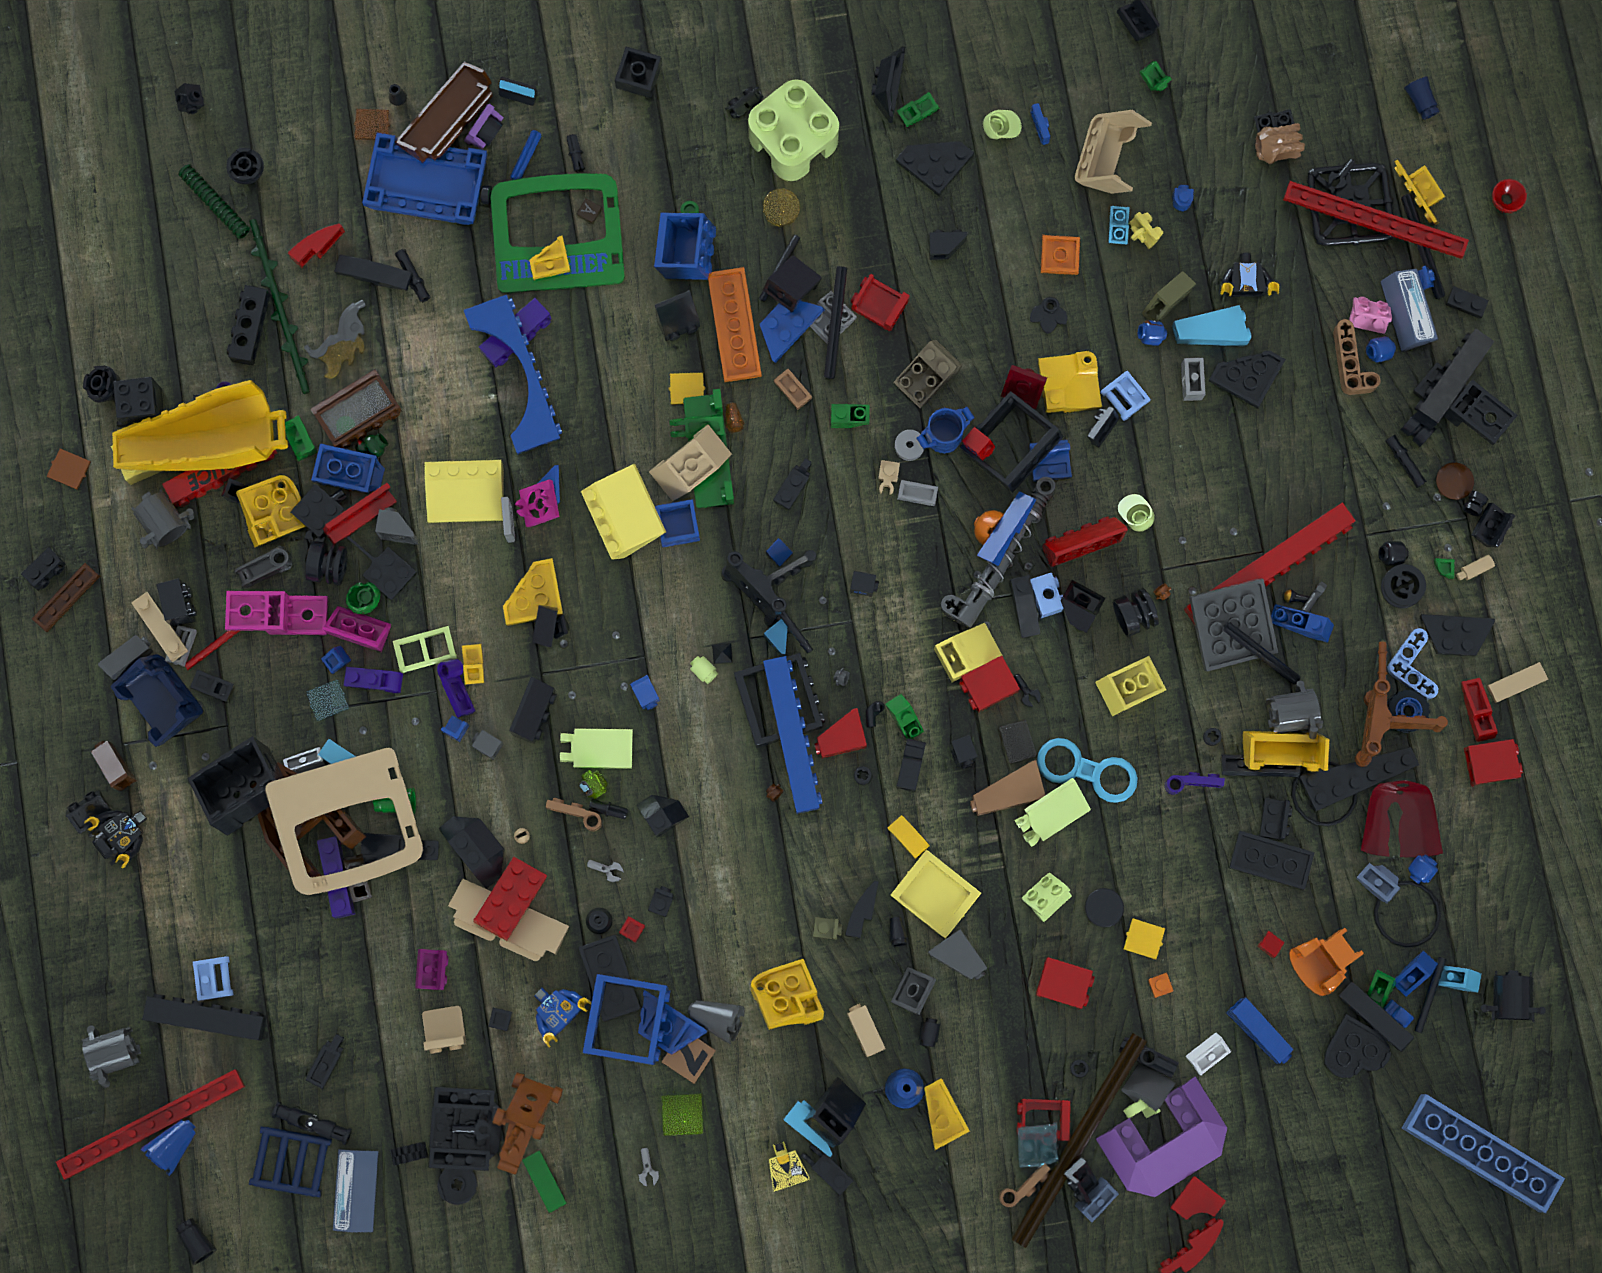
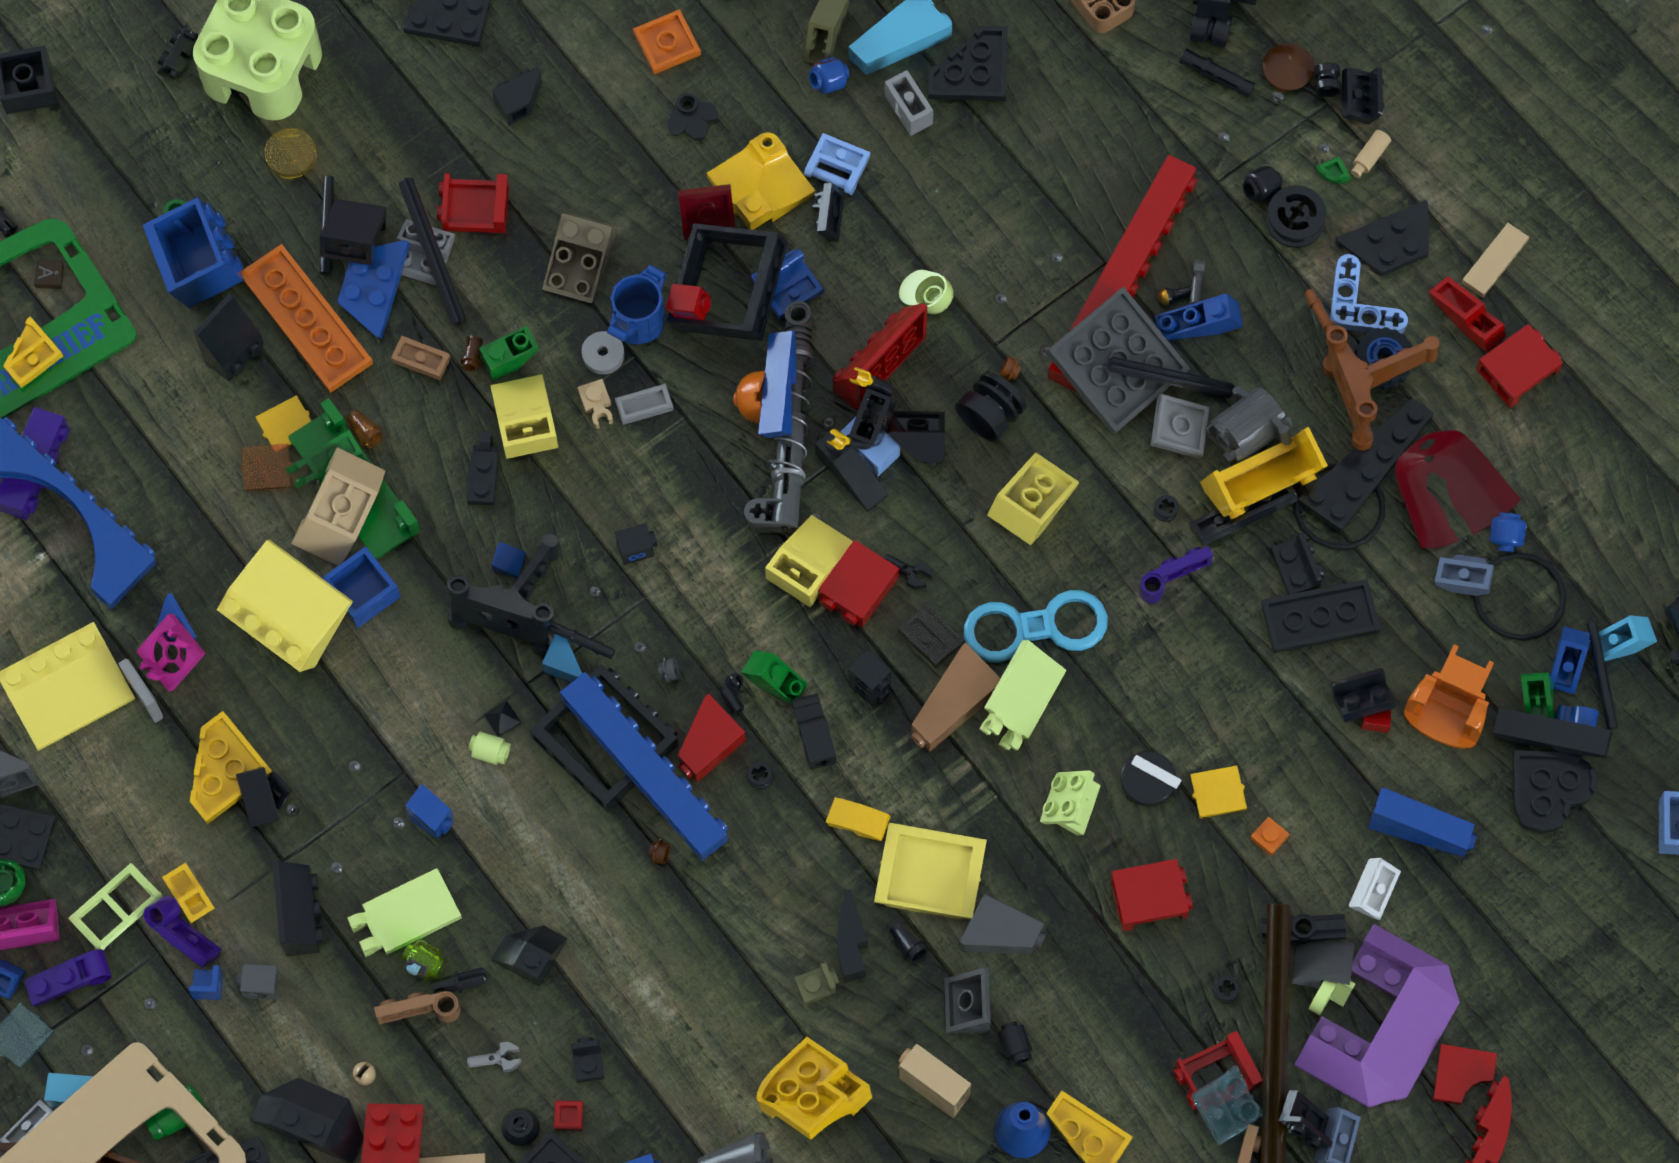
camera: 25 degrees left, 10 degrees down
(659, 410) = (265, 467): none -> clear orange piece
(824, 406) = (471, 358): none -> reddish brown pin
(837, 462) = (524, 416): none -> light yellow slope
(1054, 583) = (872, 415): none -> black torso
(1111, 907) = (1156, 771): none -> white sticker
(1250, 687) = (1180, 426): none -> light grey tile
(1269, 927) = (1362, 695): none -> black bracket

